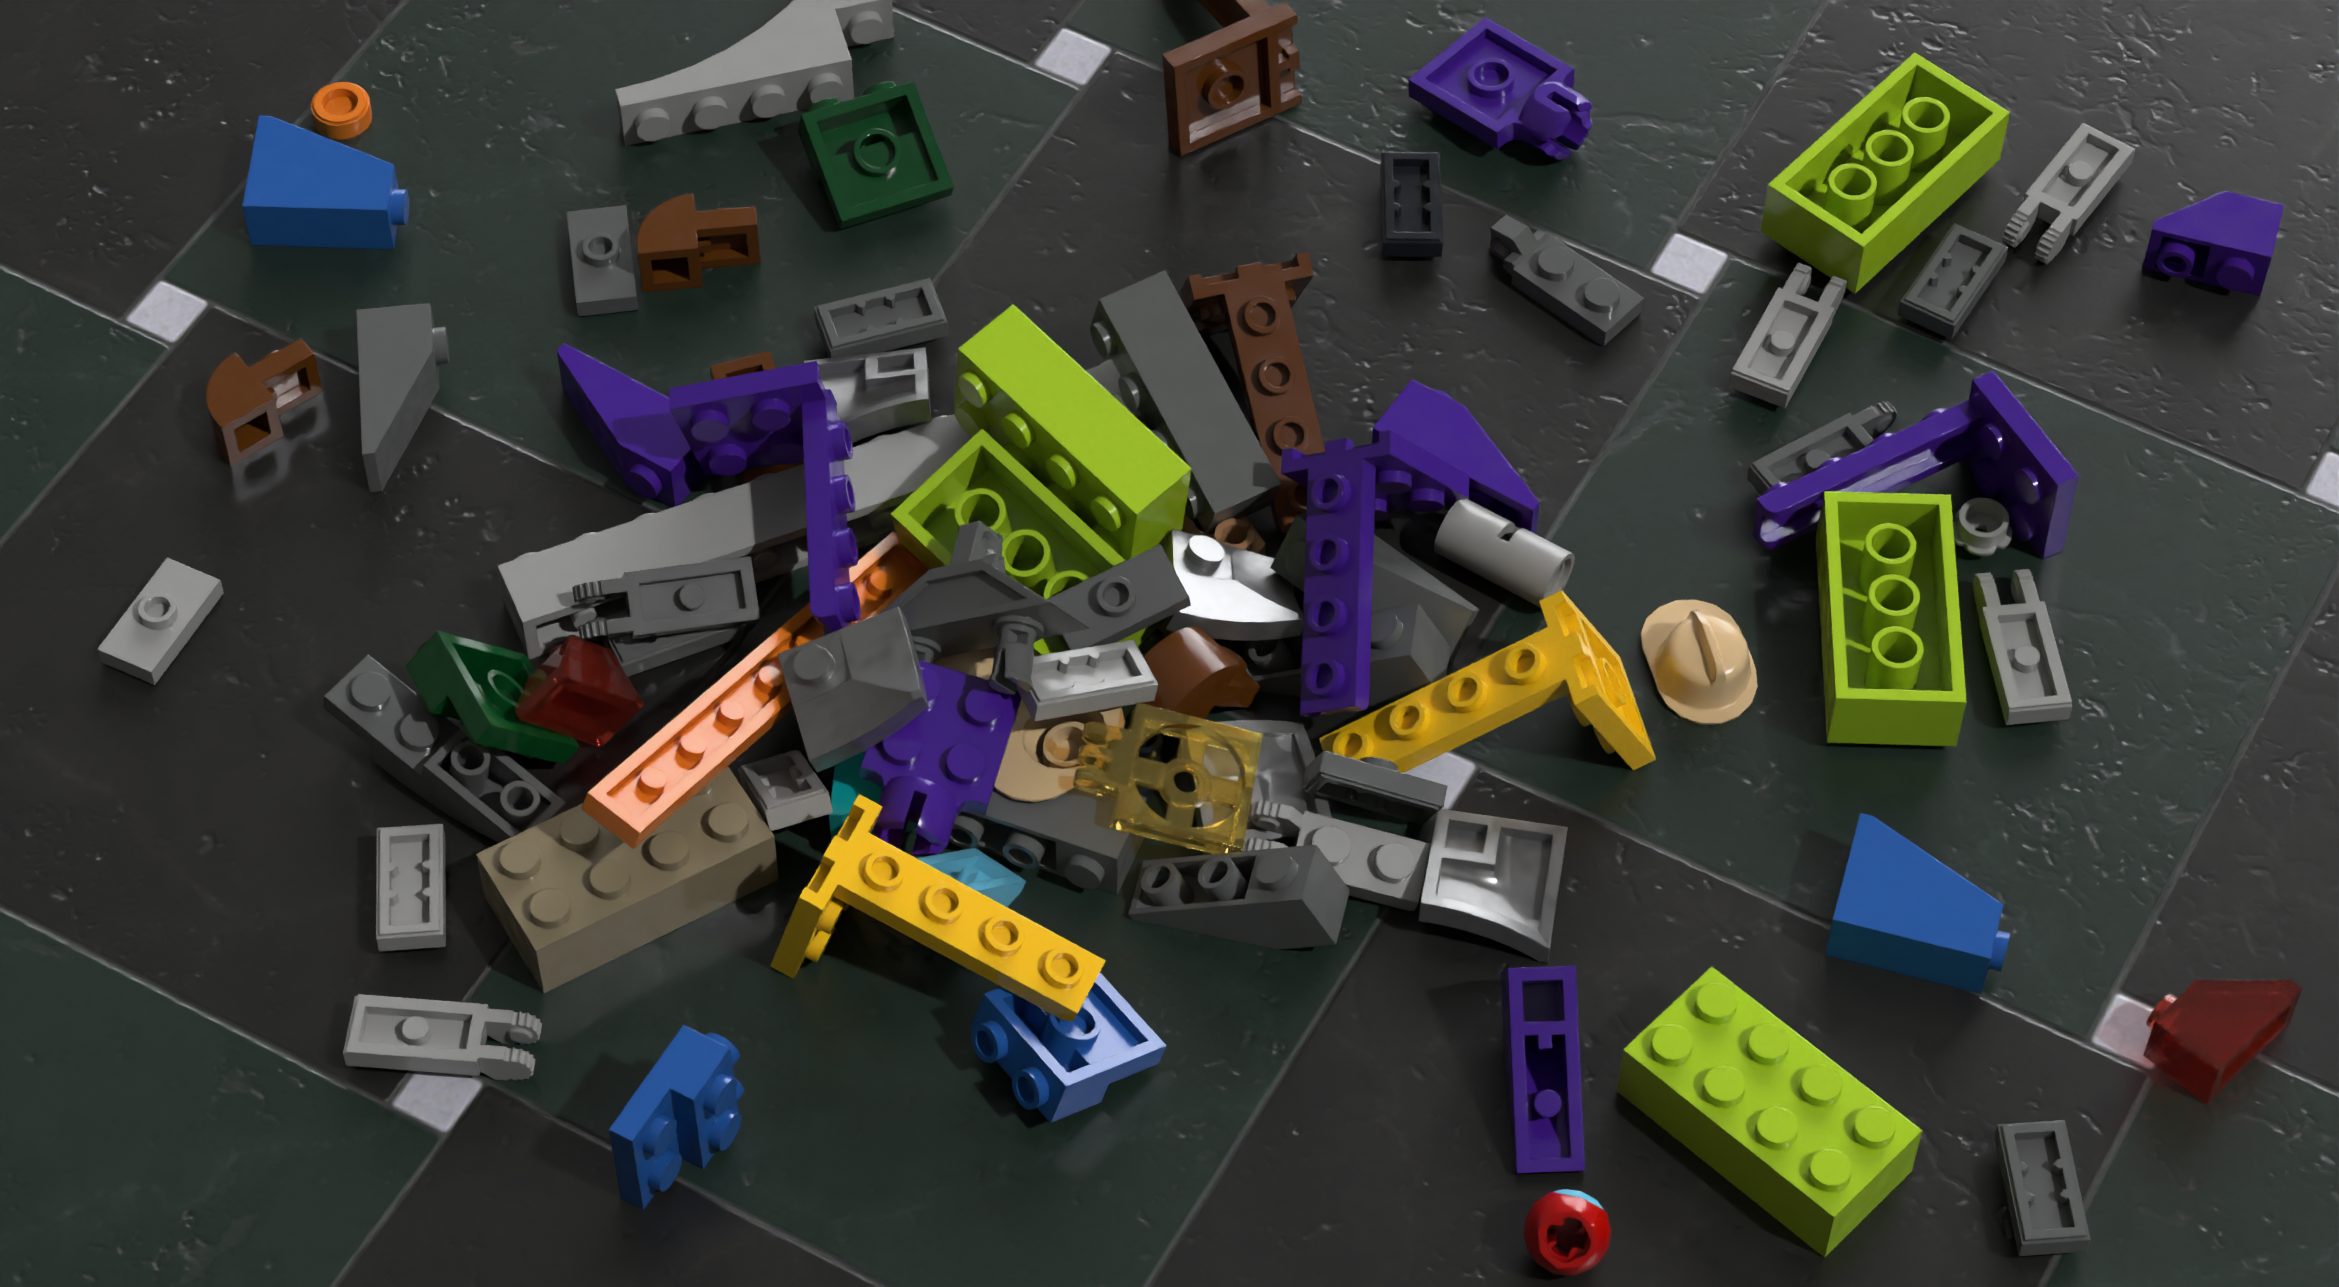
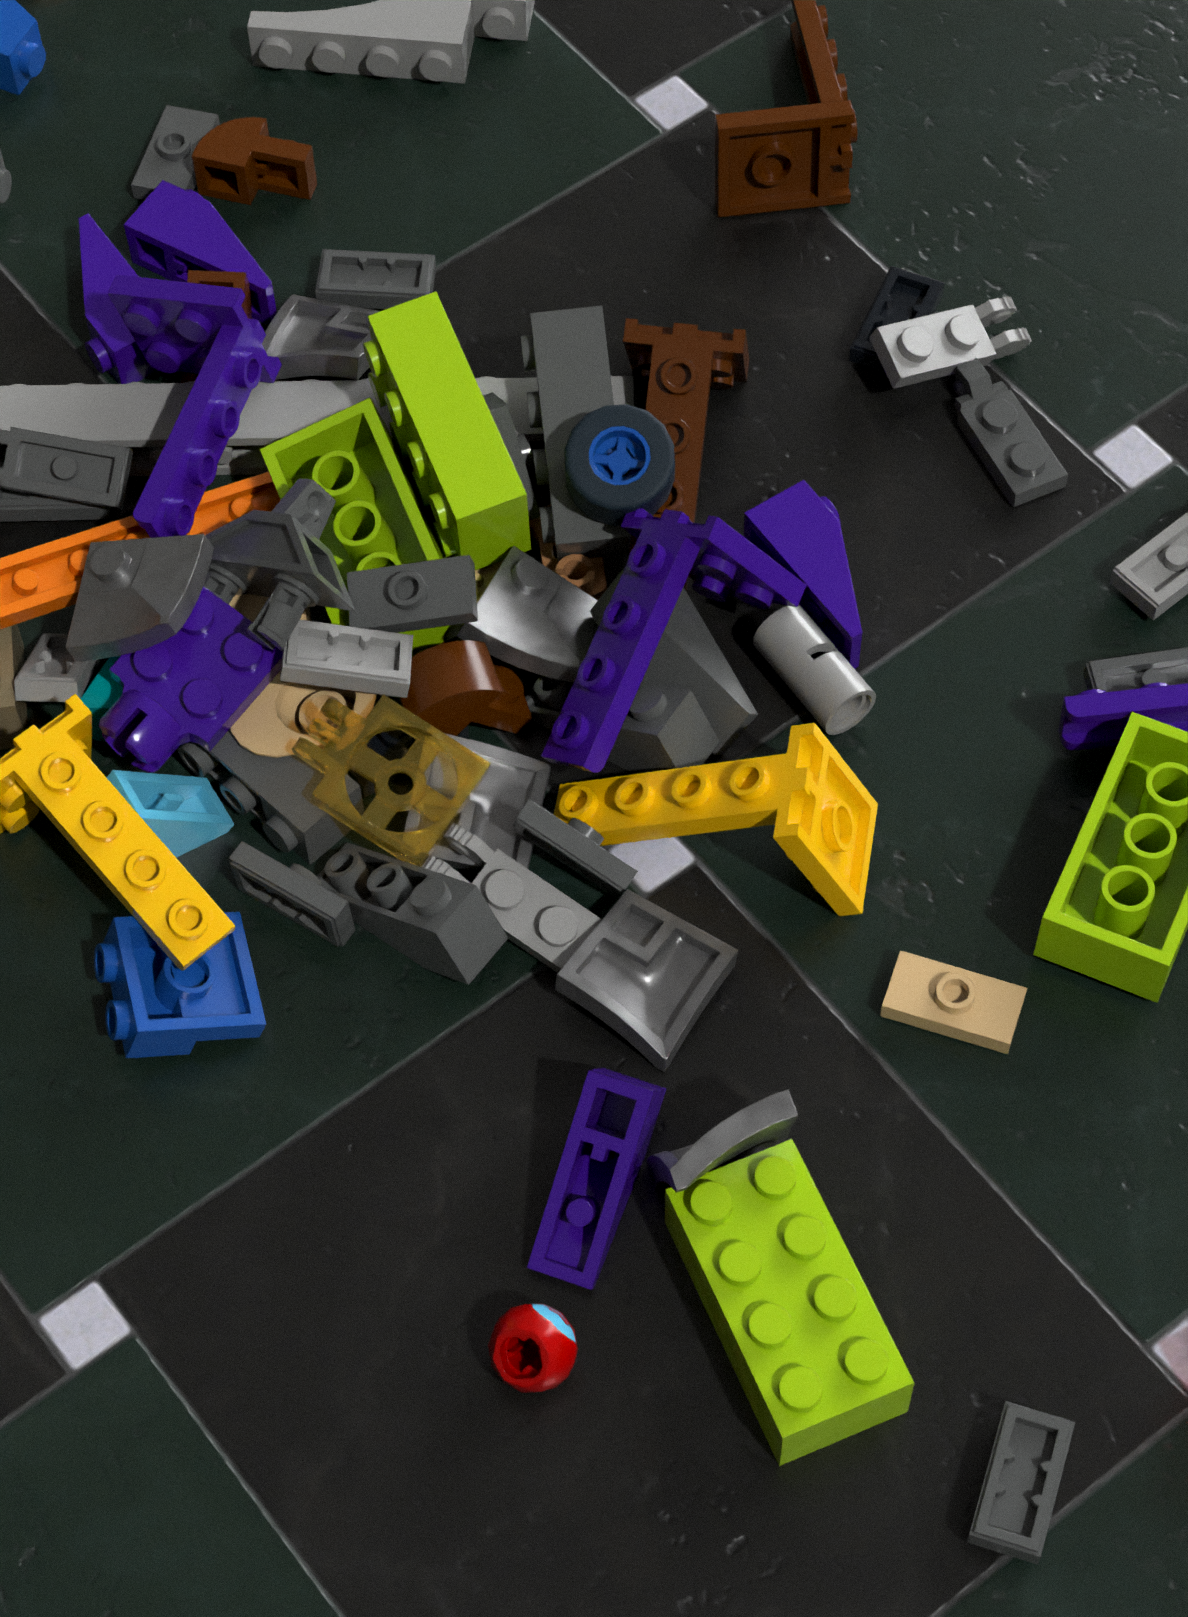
camera: 25 degrees right, 5 degrees up
(675, 339) = (184, 232): none -> dark purple slope
(874, 153) = (445, 132): dark green plate -> none
(1126, 921) = (292, 893): none -> dark grey plate
(1263, 396) = (620, 441): none -> black wheel
(1471, 208) = (941, 341): none -> light grey hinge
(1505, 91) = (1034, 245): dark purple plate -> none
(1652, 994) = (734, 1138): none -> flat silver plate
(1699, 661) = (952, 834): tan piece -> none
(1778, 808) = (953, 1002): none -> tan plate
(1913, 913) = (1026, 1154): blue slope -> none

